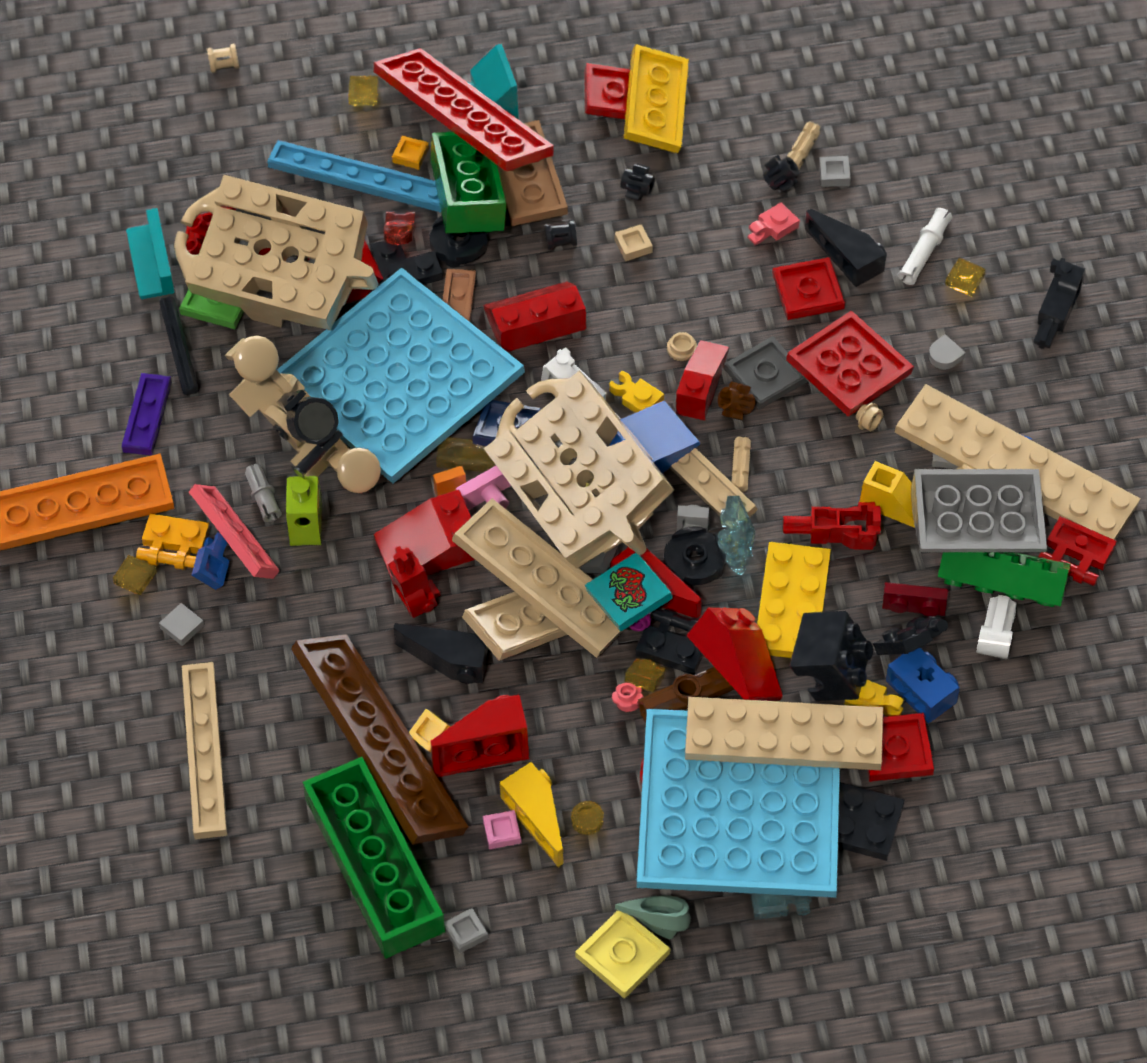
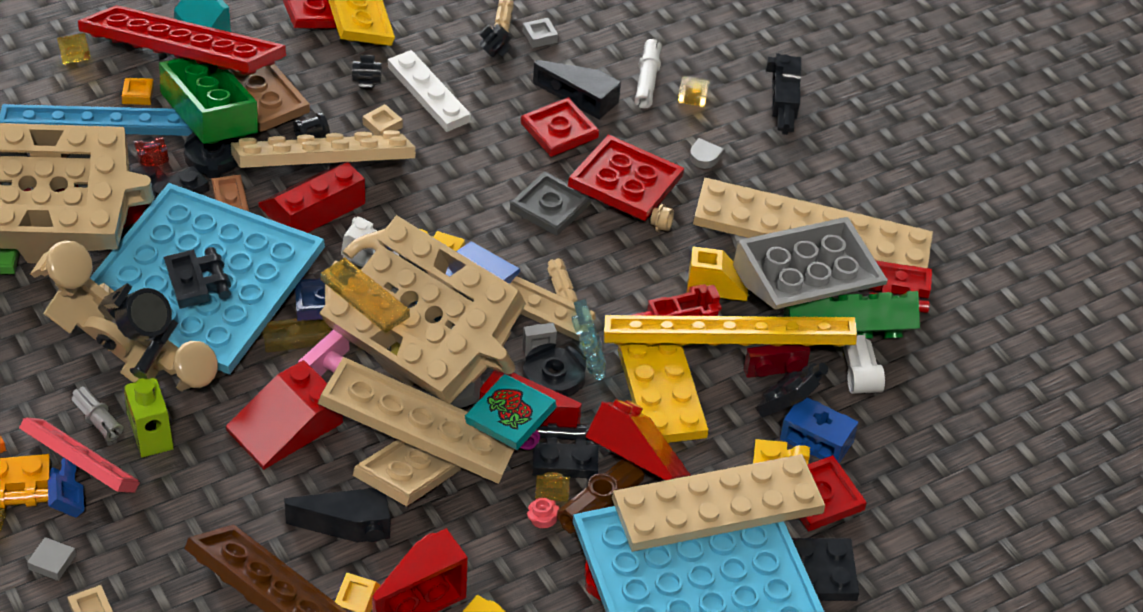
camera: 25 degrees left, 10 degrees down
(382, 382) = (187, 278): none -> black plate
(412, 583) = (287, 455): red piece -> none
(448, 480) = (286, 357): orange tile -> none
(527, 443) = (365, 295): none -> clear yellow tile
(559, 265) = (313, 150): none -> tan plate
(681, 346) = (464, 197): tan plate -> none
(694, 215) = (429, 91): none -> white plate
(700, 380) = (495, 221): red slope -> none
(736, 400) = (536, 229): reddish brown gear -> none
(774, 222) = (504, 81): coral plate -> none
(833, 653) = (730, 421): black piece -> none
(875, 560) = (730, 330): none -> yellow plate

